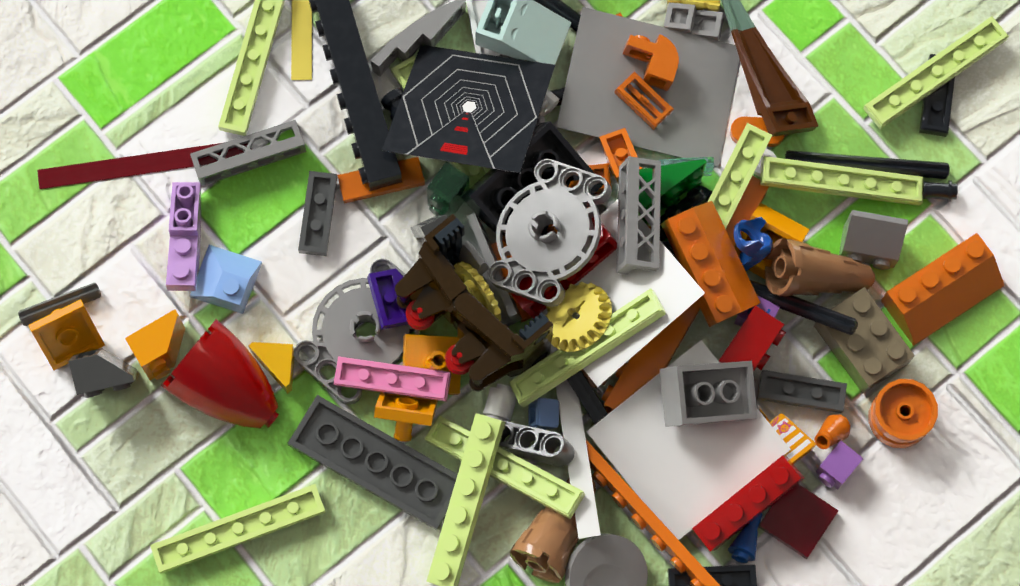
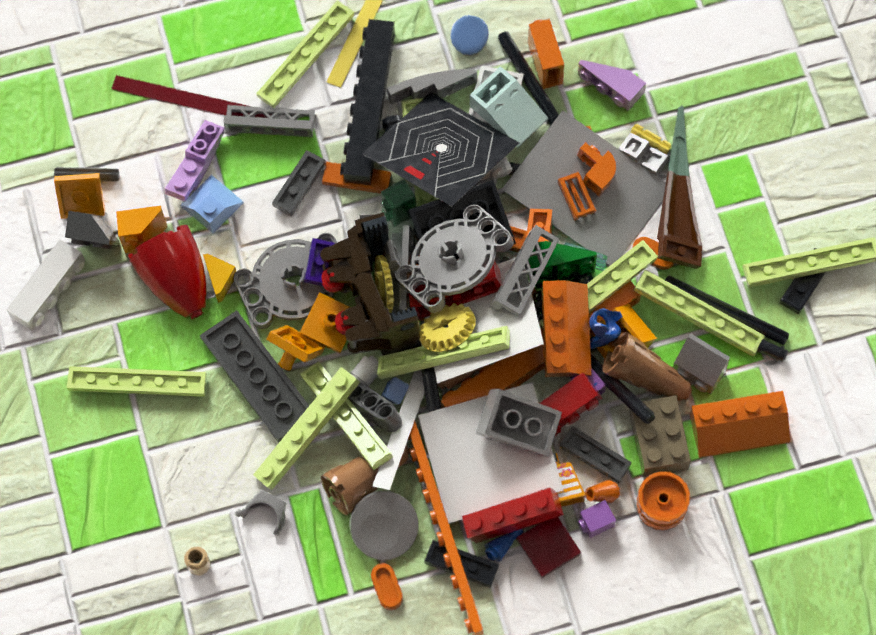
camera: 30 degrees right, 5 degrees down
(75, 459) = (46, 285): none -> white brick
(392, 379) = (295, 320): bright pink tile -> none

